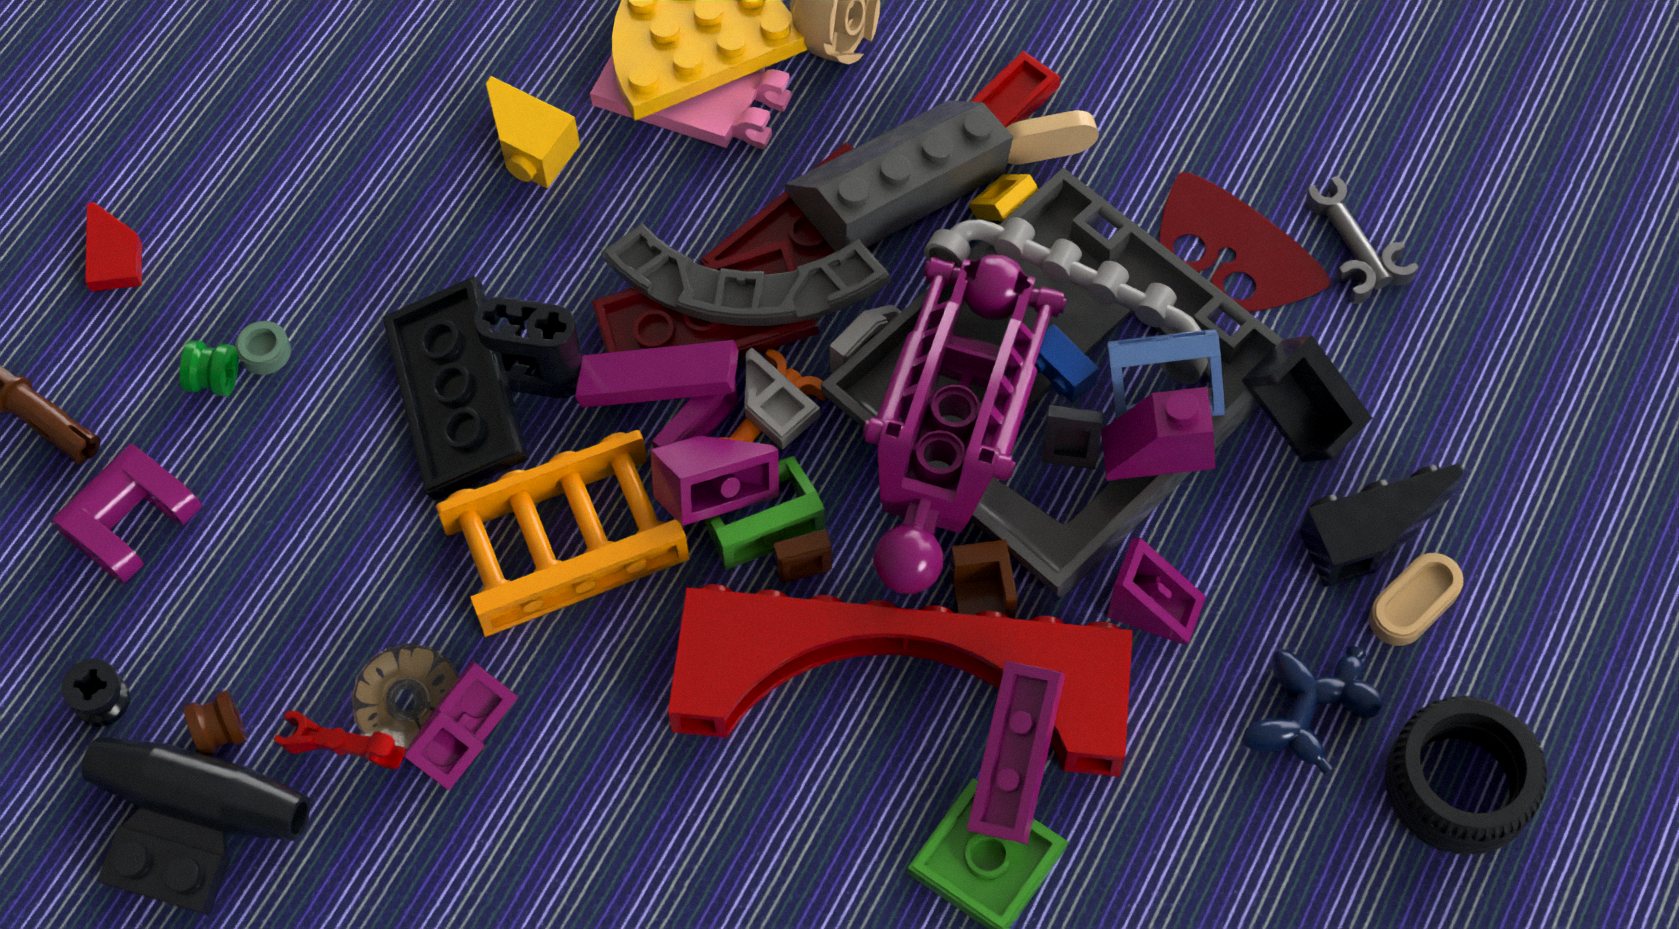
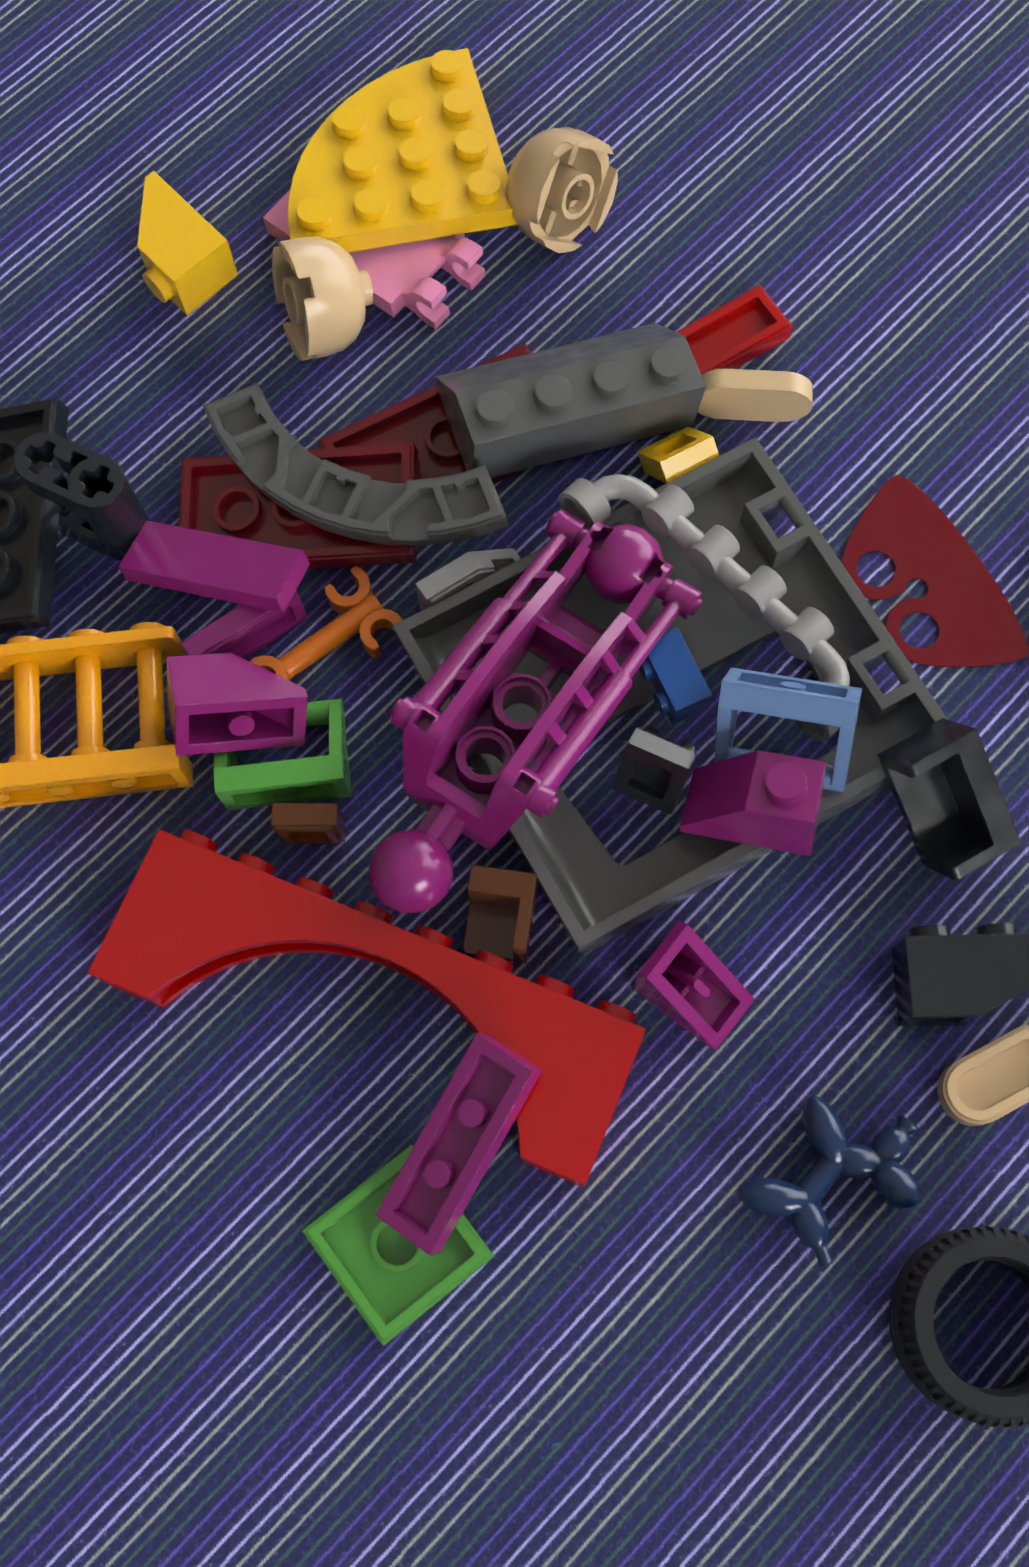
camera: 20 degrees right, 10 degrees up
(666, 143) = (321, 295): none -> tan cylinder
(776, 402) = (339, 632): light grey tile -> none

